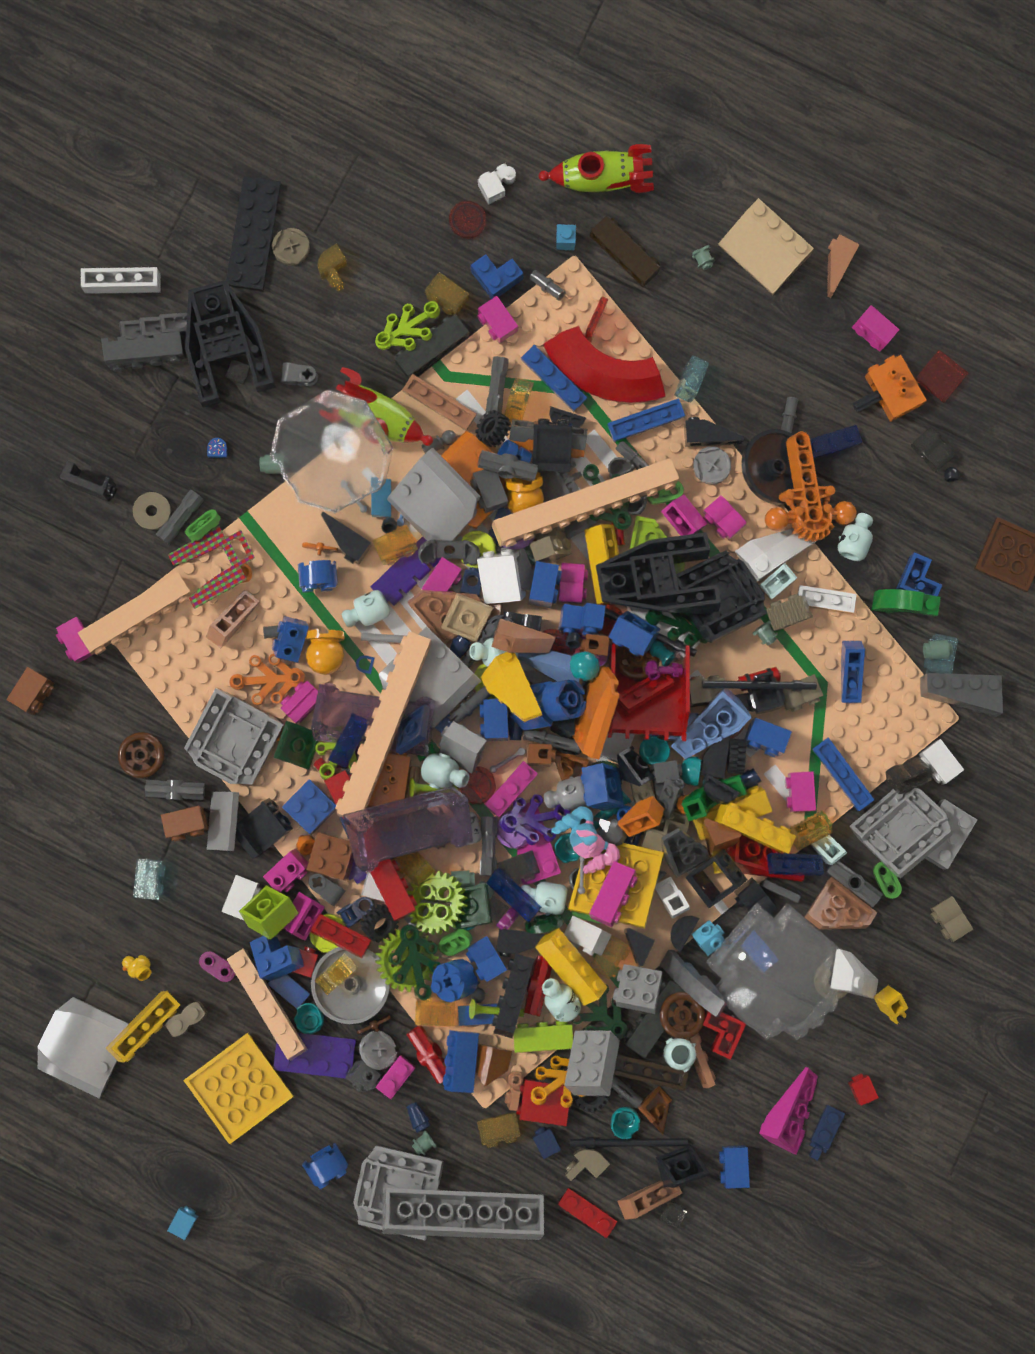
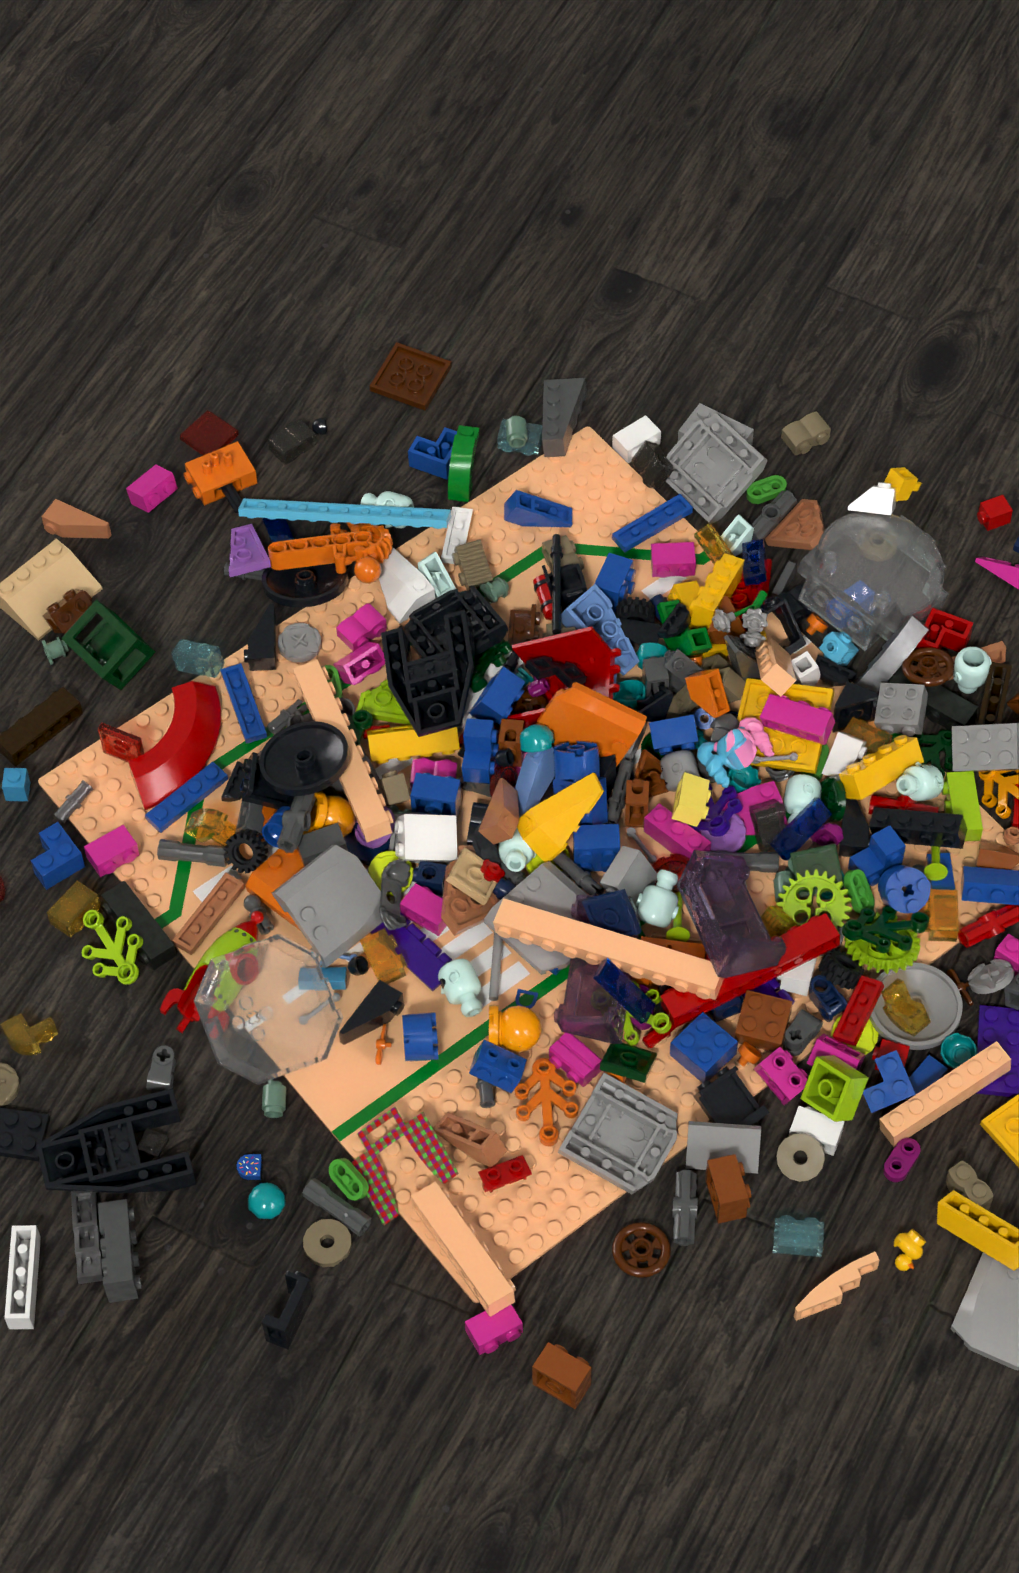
camera: 80 degrees left, 25 degrees down
(100, 901) = (830, 1291): none -> light nougat slope
(187, 462) = (266, 1201): none -> teal hair
(199, 646) = (504, 1173): none -> red hinge
(207, 879) = (788, 1164): none -> dark tan tile
(473, 628) = (492, 871): none -> red plant
(537, 800) = (691, 799): none -> light yellow brick
(565, 469) = (304, 758): none -> black dish
(664, 876) = (775, 666): none -> light nougat brick
(667, 693) = (545, 667): none -> black tile
(697, 302) = (111, 647): none -> dark green piece
(699, 855) = (753, 620): none -> light grey plant
(724, 657) = (522, 625): none -> reddish brown bracket
(736, 917) = (816, 624): none -> orange tile
(741, 266) = (65, 613): none -> reddish brown brick
(806, 415) = (246, 551): none -> medium lavender wing
(841, 498) = (345, 513): none -> medium azure plate

